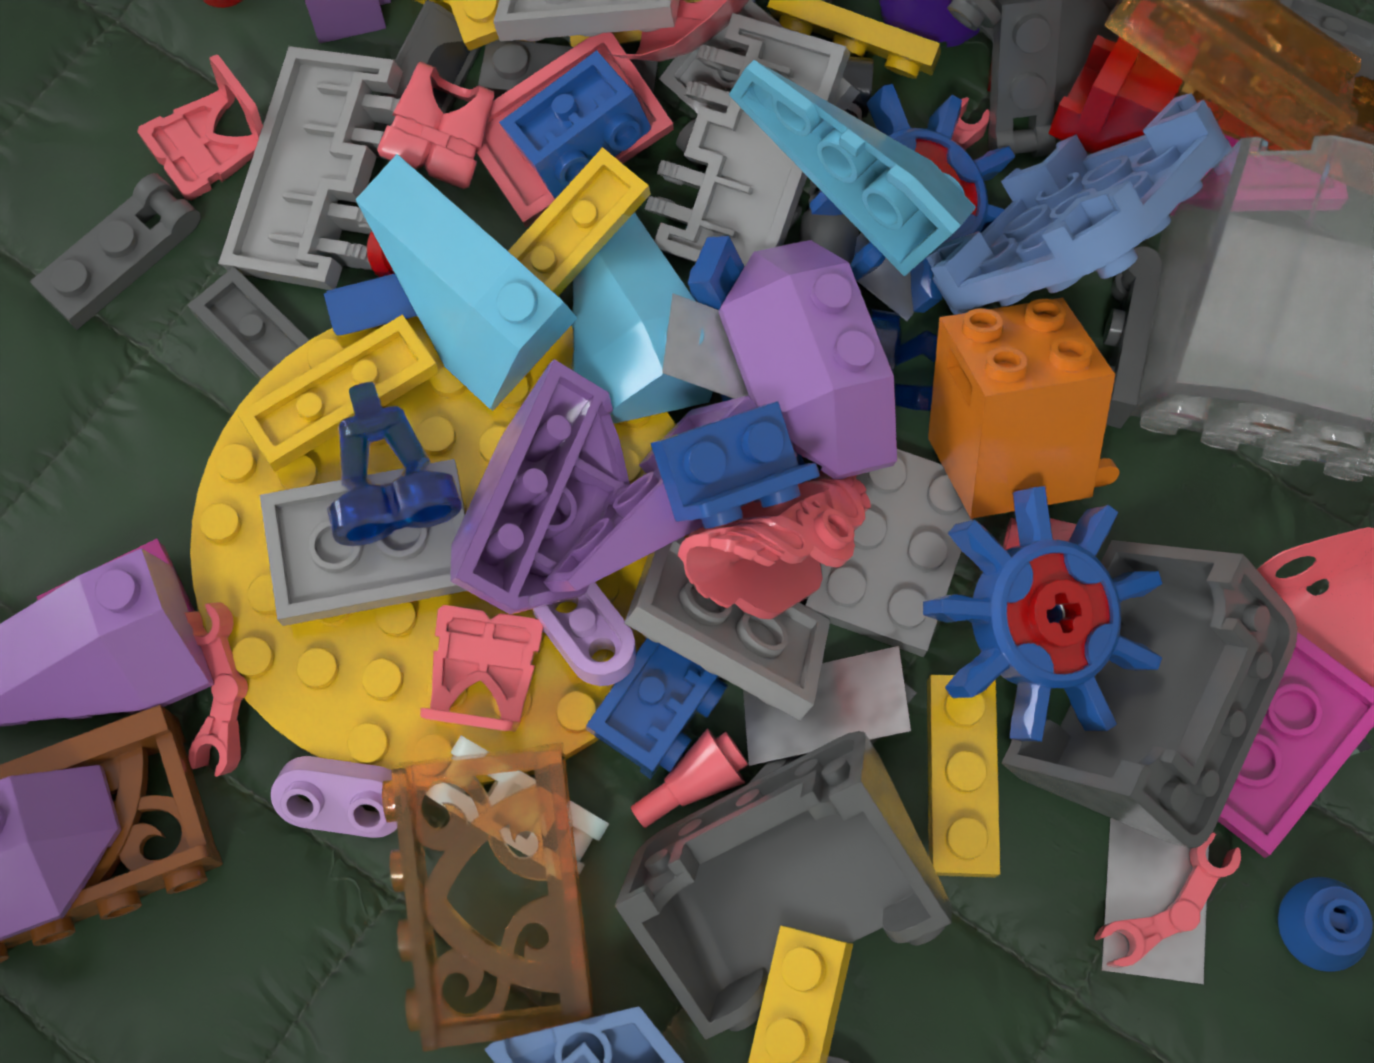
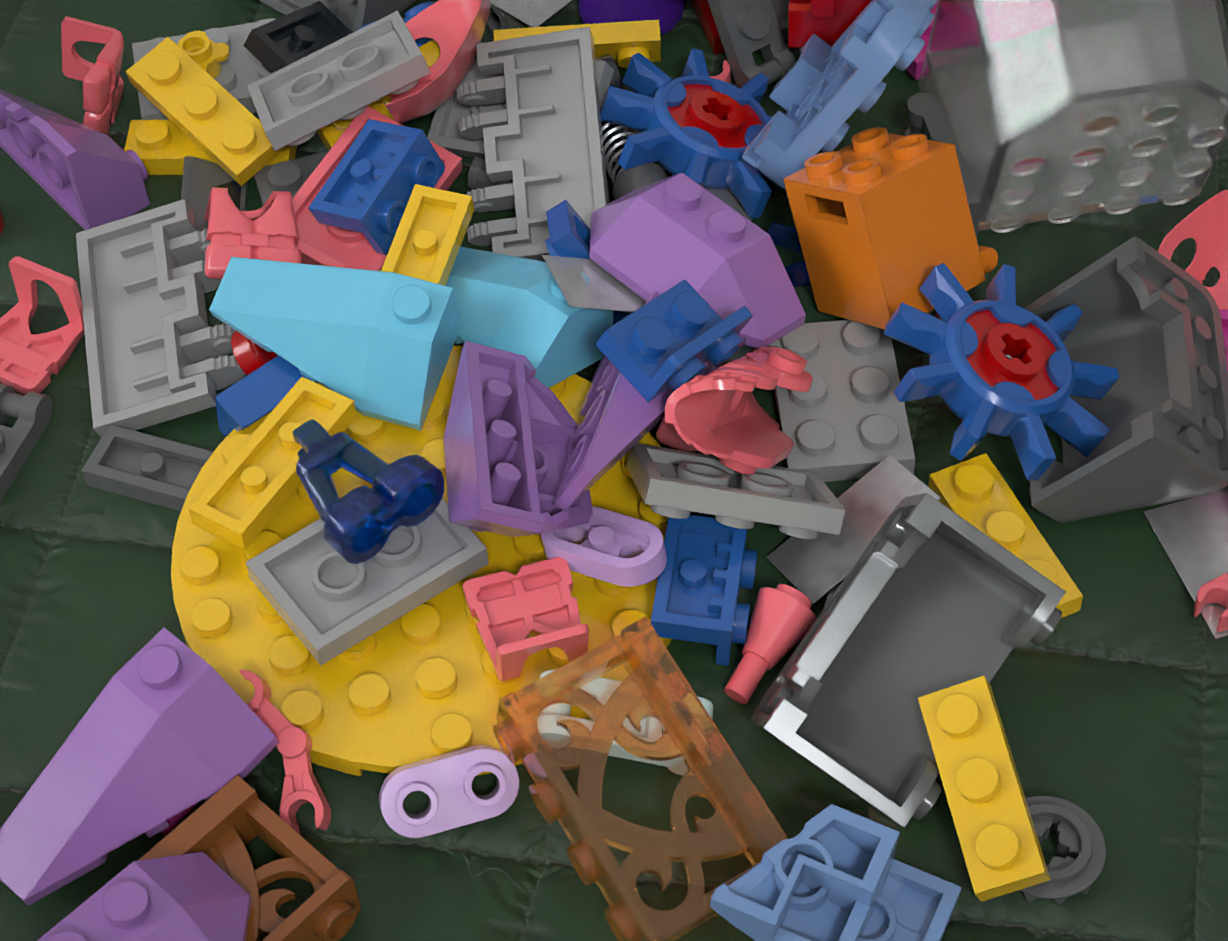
camera: 20 degrees left, 20 degrees down
(874, 180) = (657, 103): medium azure wedge -> none

